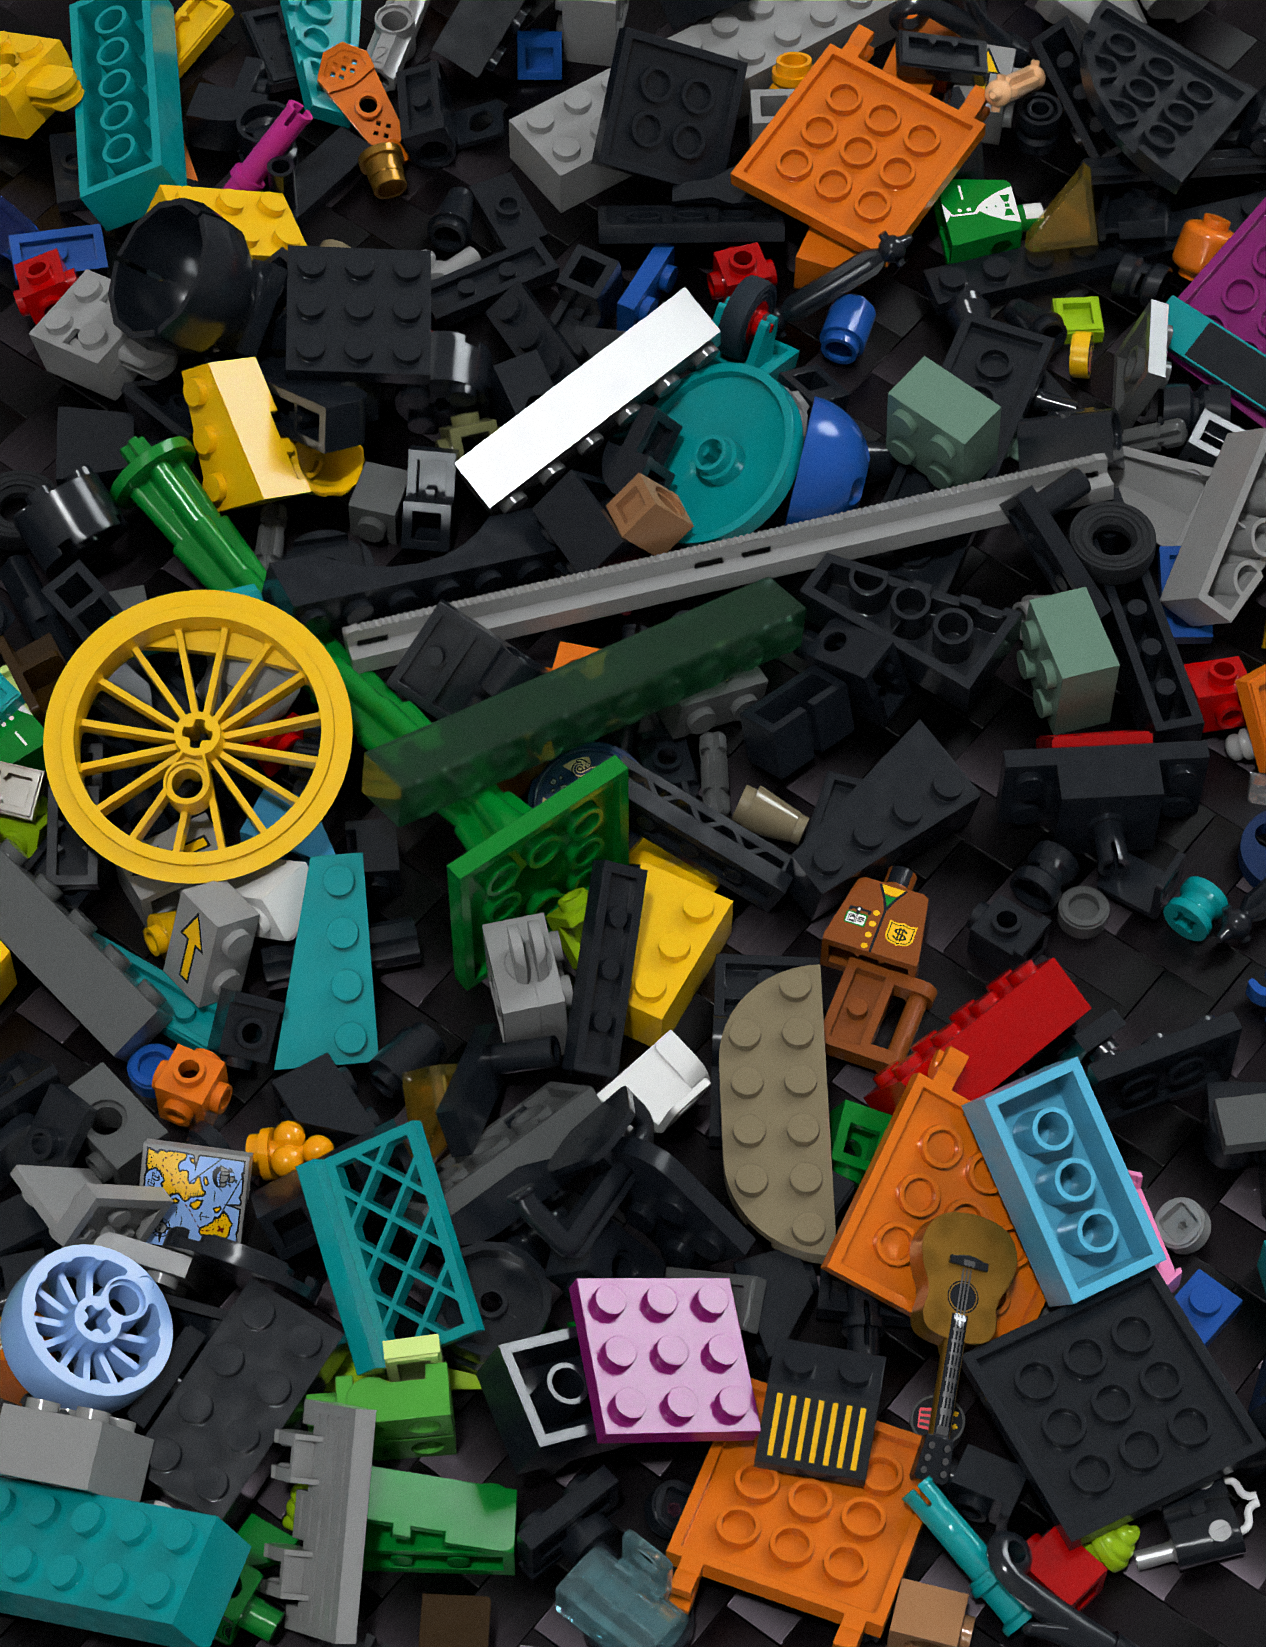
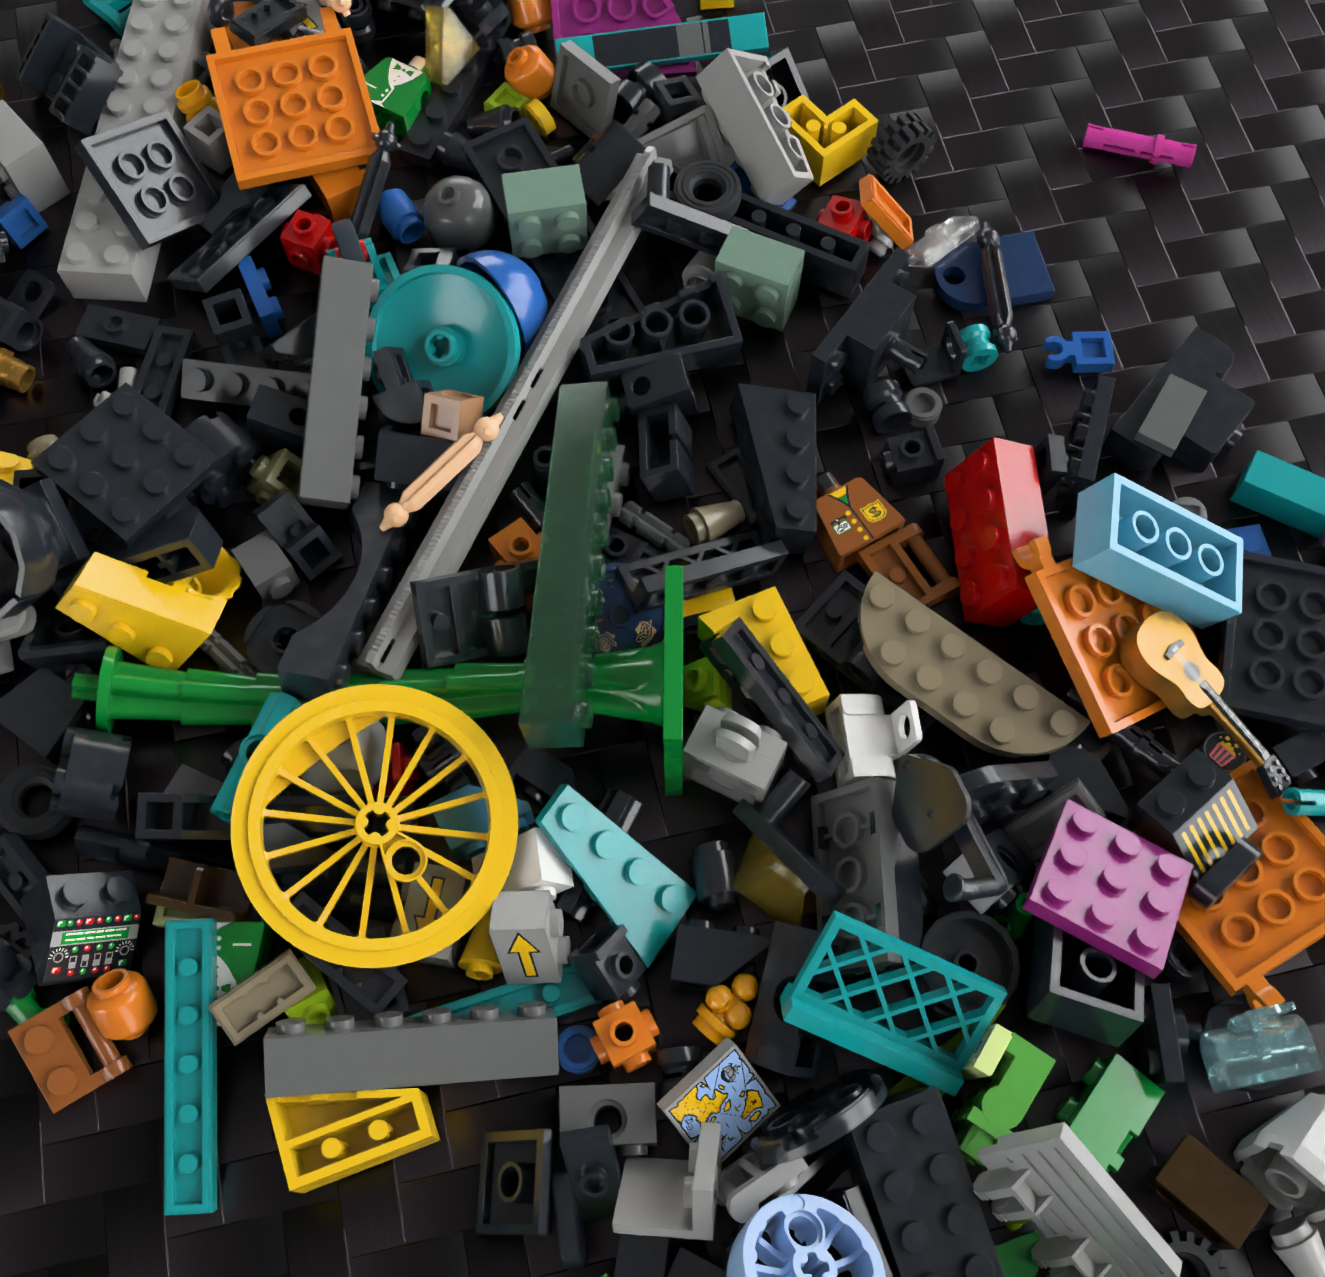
camera: 50 degrees left, 10 degrees up
(581, 548) = (441, 471): none -> light nougat wheel
(779, 1469) = (1225, 874): none -> black beam
(862, 1131) = (1004, 641): green brick -> none
(884, 360) = (459, 213): none -> dark grey cylinder
(1095, 739) = (824, 310): red tile -> none
(1119, 304) = (530, 72): none -> orange head

